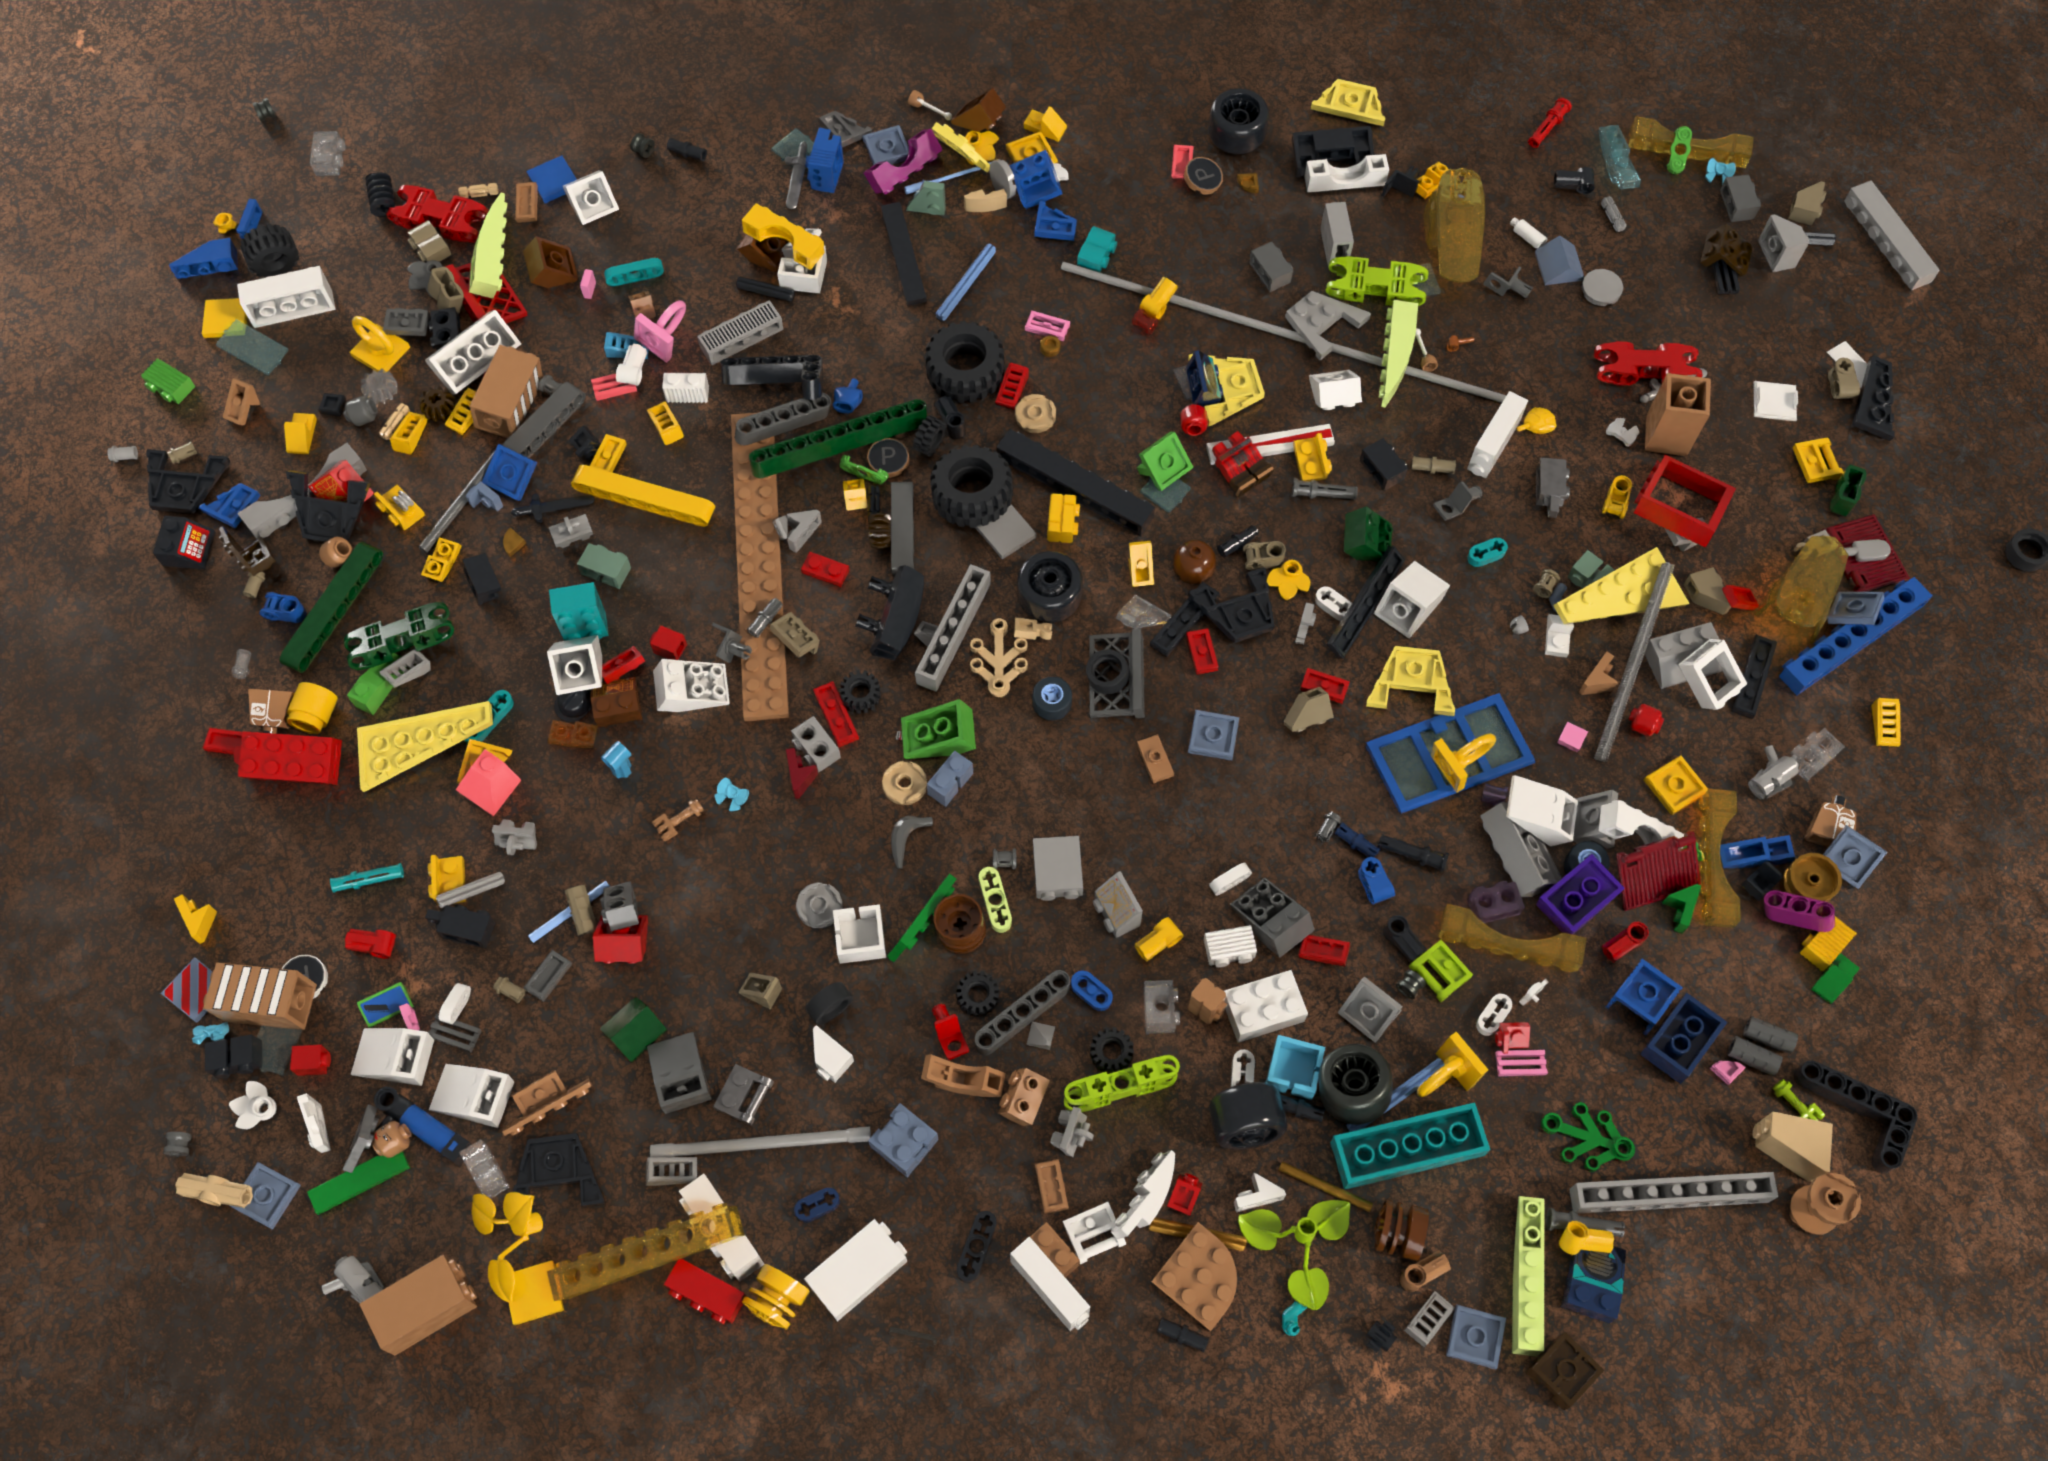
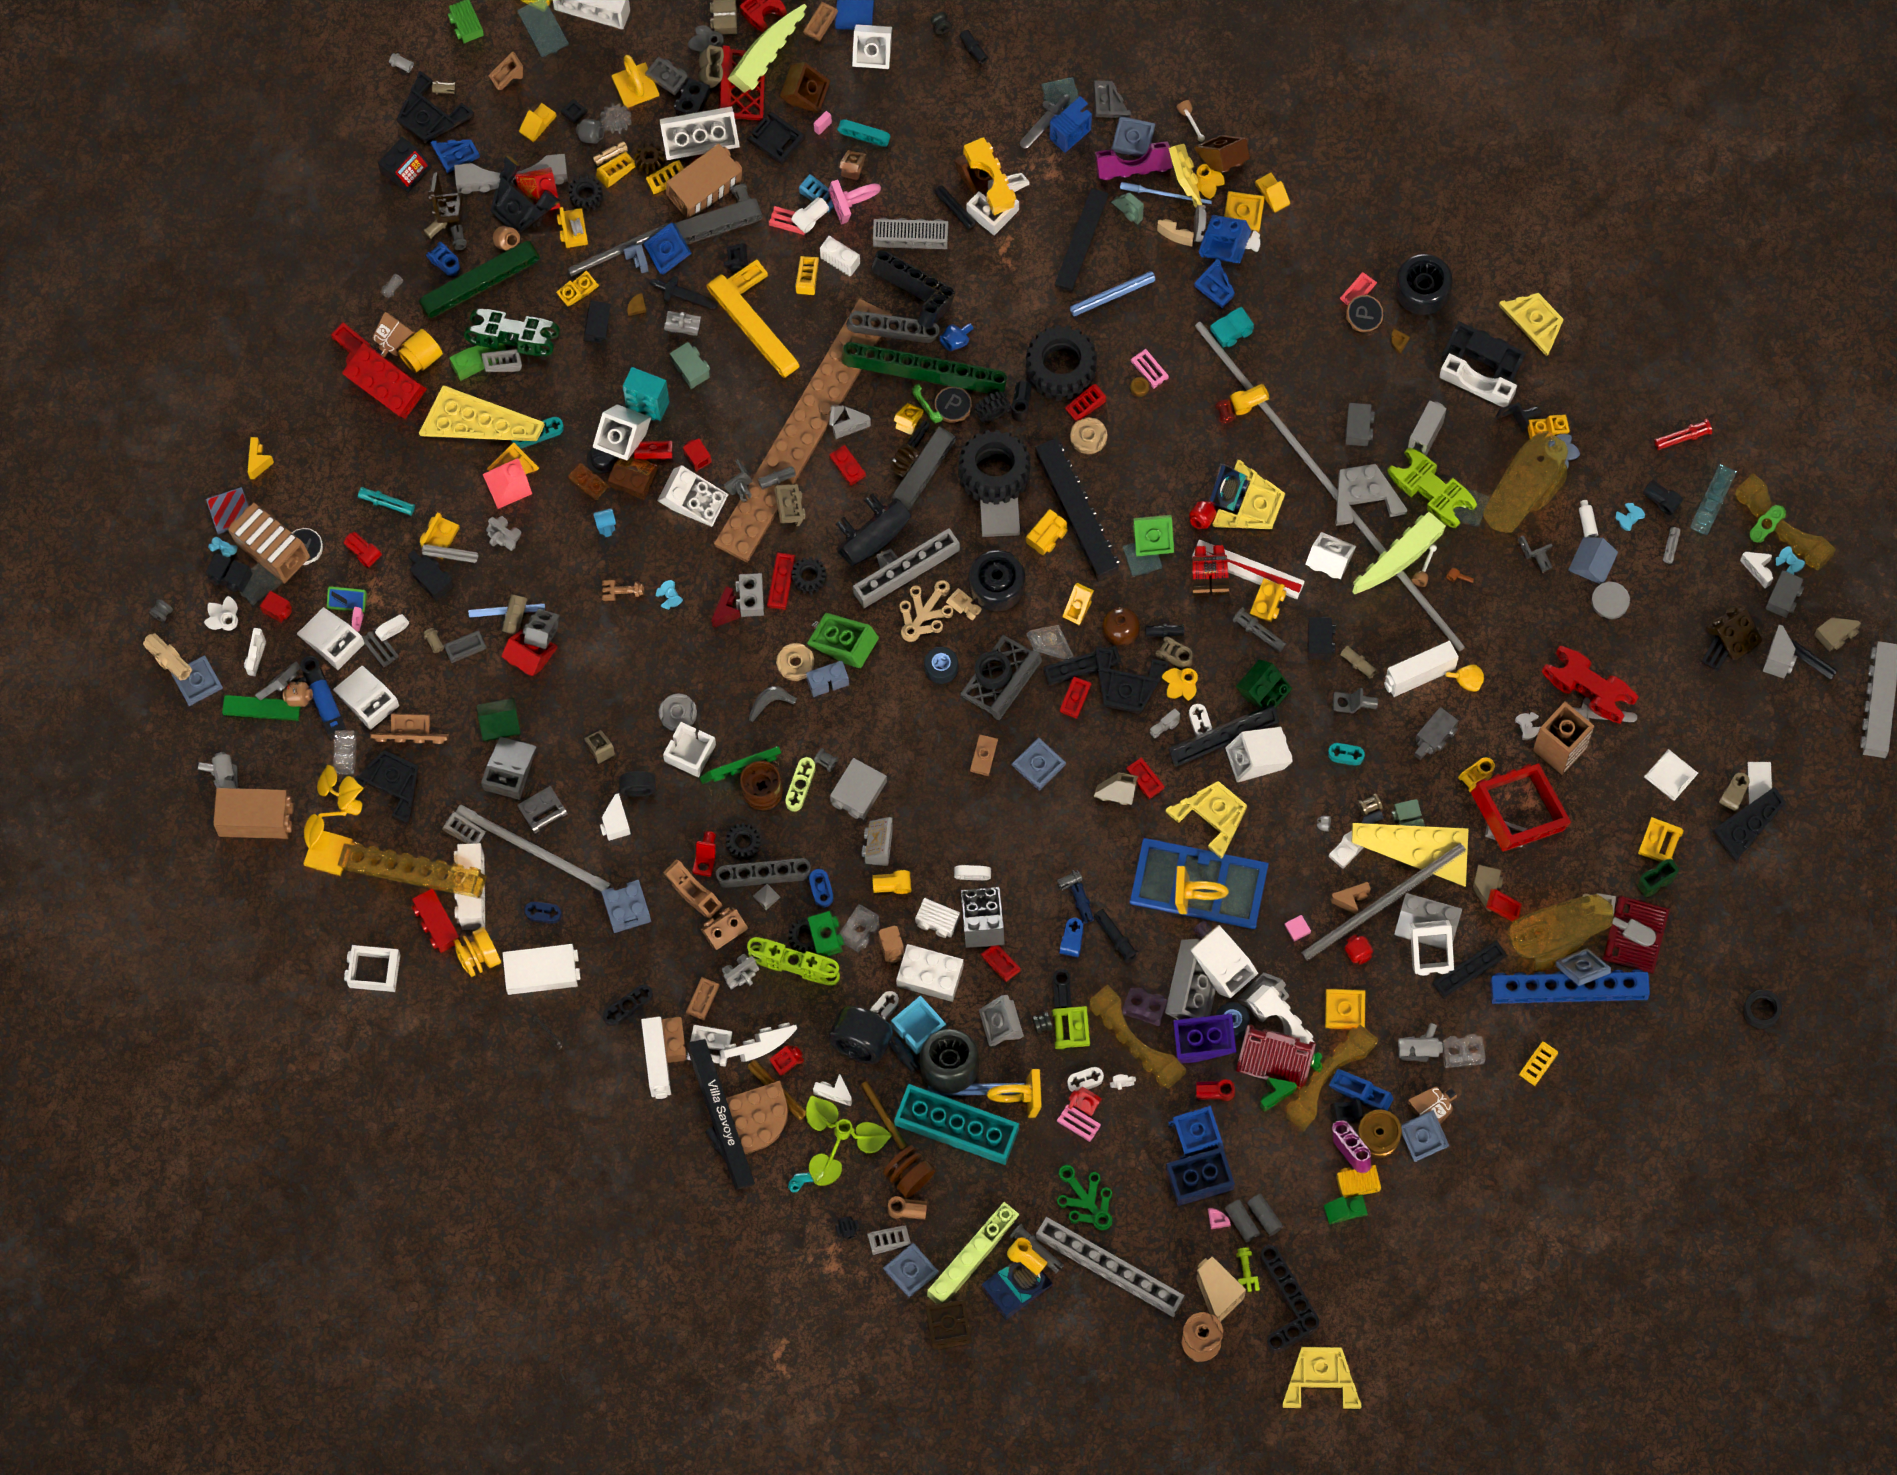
camera: 35 degrees right, 5 degrees up
(287, 583) = (458, 238): none -> dark grey pin
(388, 459) = (589, 202): none -> black tyre
(547, 319) = (774, 136): none -> black container
(692, 1380) = (392, 973): none -> white window
(1126, 1022) = (820, 924): none -> green brick
(1162, 1302) = (720, 1114): none -> black tile
(1560, 217) = (1627, 521): none -> medium azure piece
(1697, 190) = (1754, 563): none -> white slope
(1950, 1156) = (1325, 1369): none -> light yellow wing

